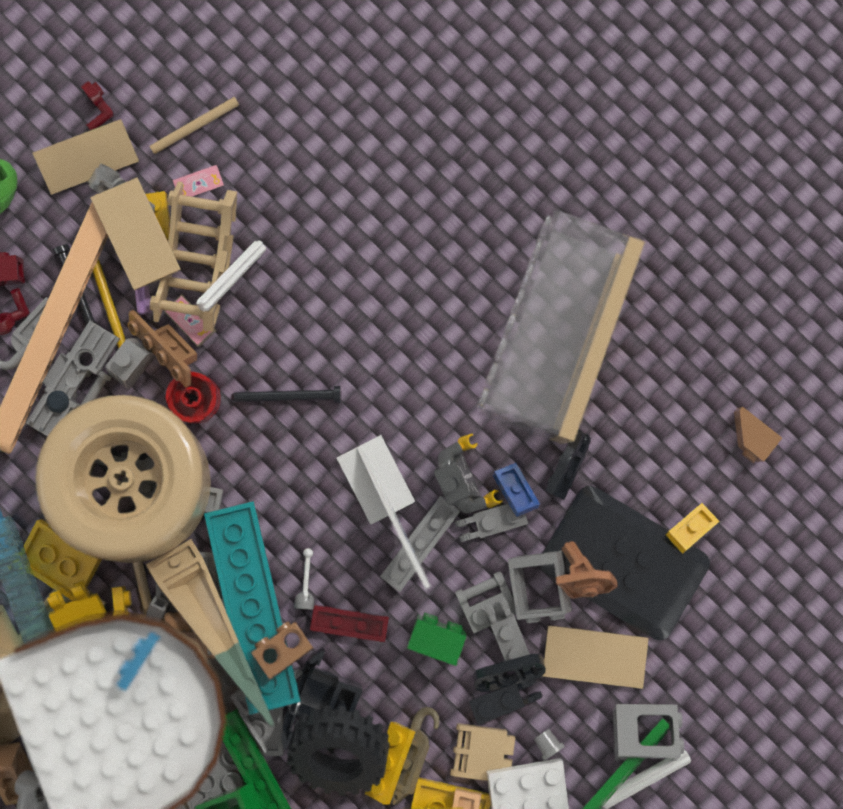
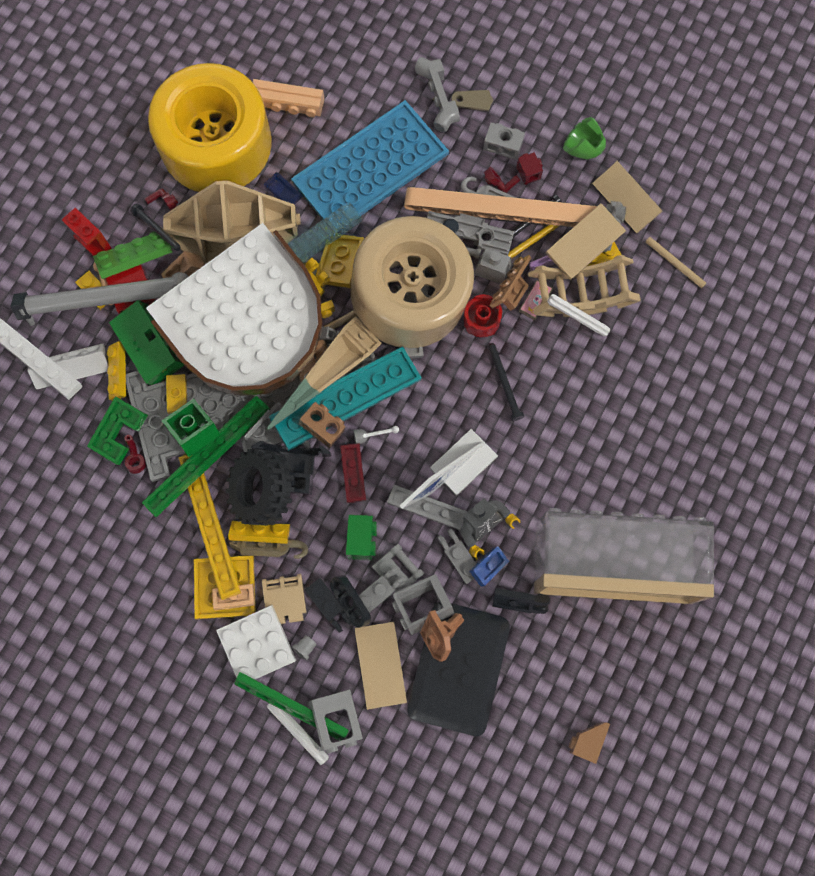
camera: 75 degrees right, 10 degrees down
(95, 94) = (672, 190): dark red plate -> none
(131, 668) = (297, 315): dark azure plate -> none
(200, 181) = (637, 278): bright pink sticker -> none
(692, 528) = (502, 712): yellow plate -> none

